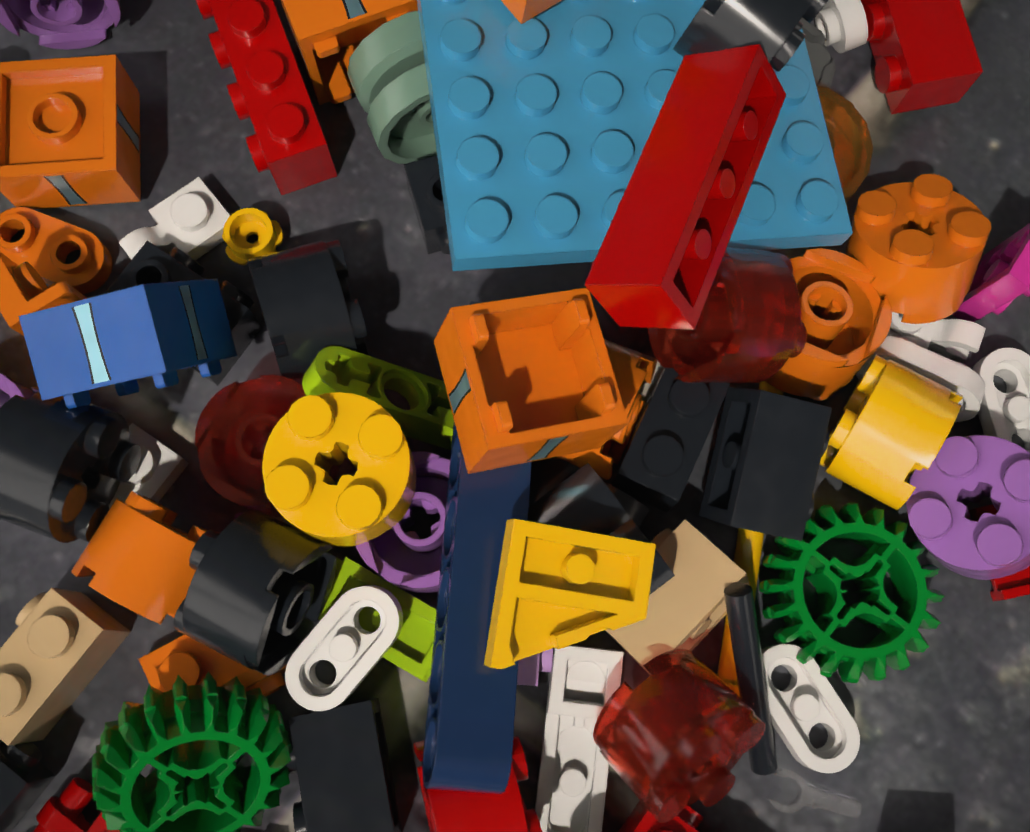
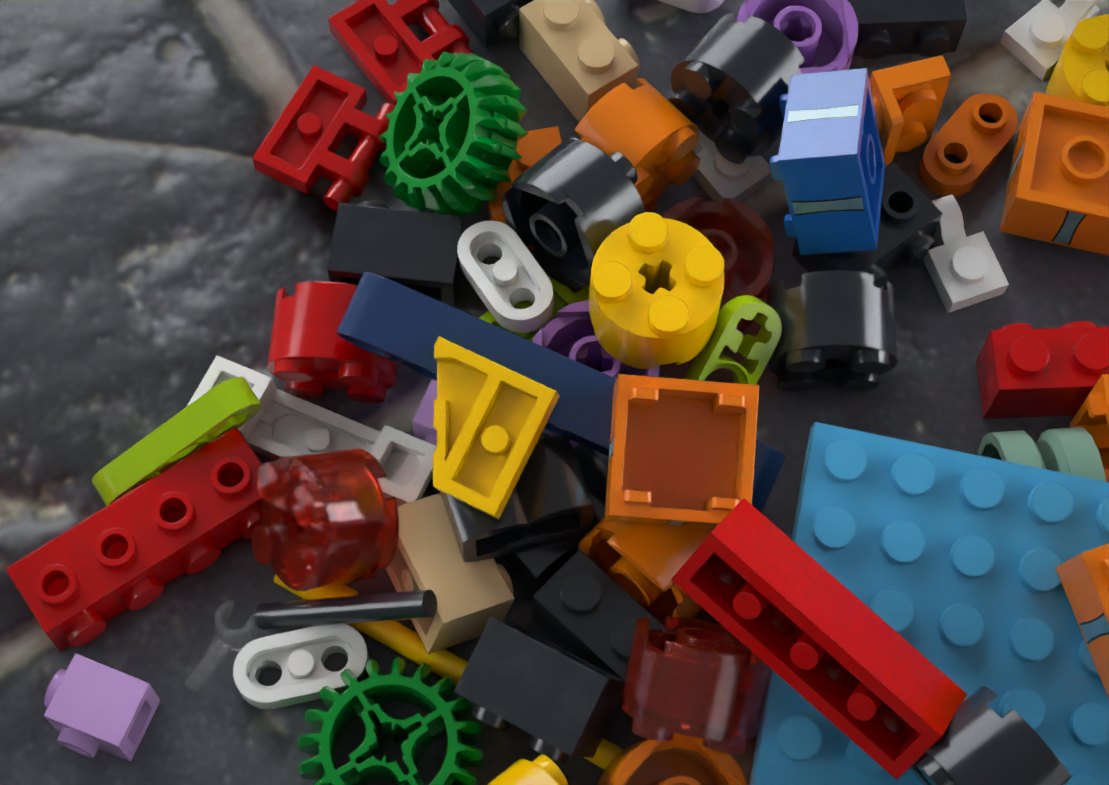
camera: 110 degrees right, 10 degrees down
(246, 223) = (939, 303): yellow plate -> none

